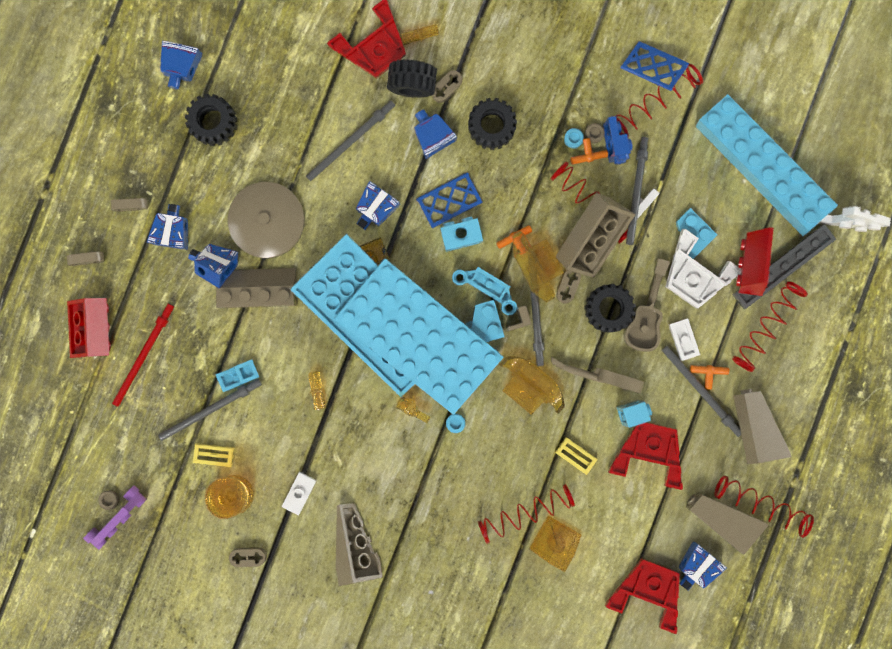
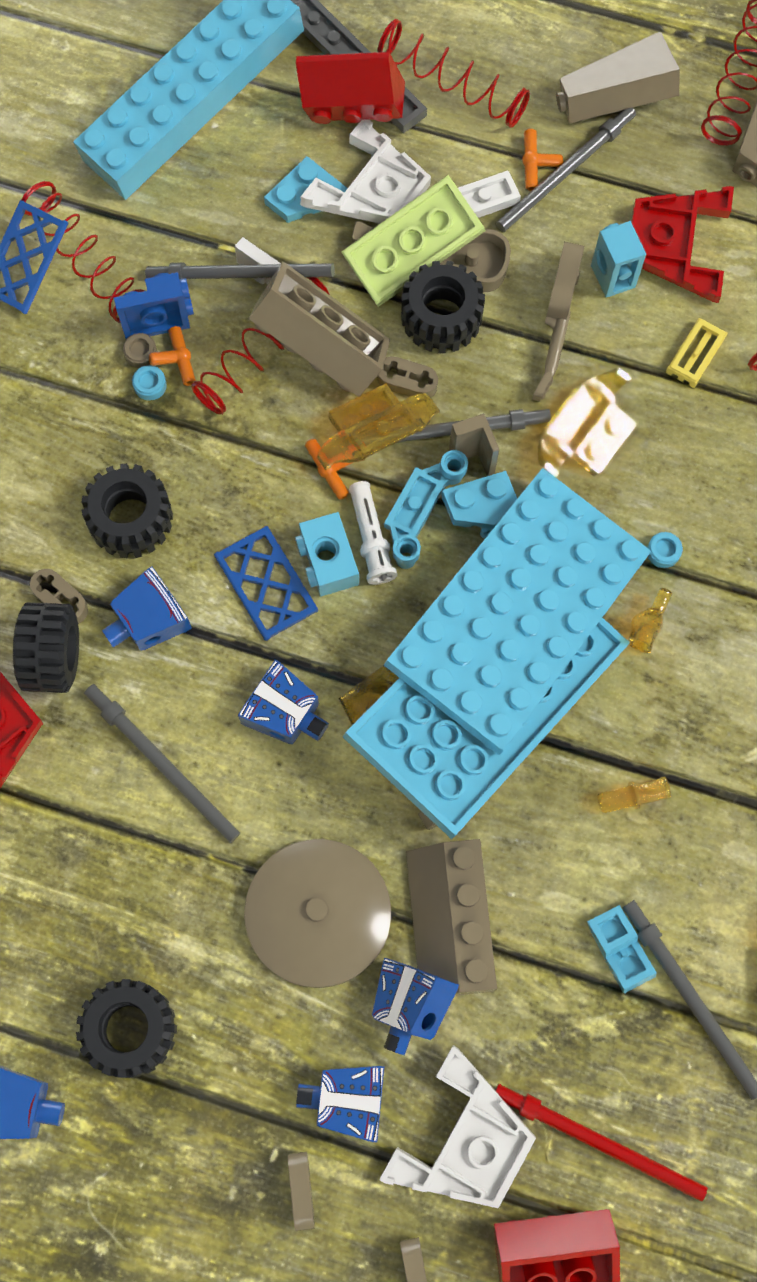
camera: 95 degrees left, 15 degrees down
(141, 294) = (481, 1150): none -> white wing
(462, 259) = (374, 546): none -> white pin
(652, 293) = (416, 235): none -> yellowish green tile

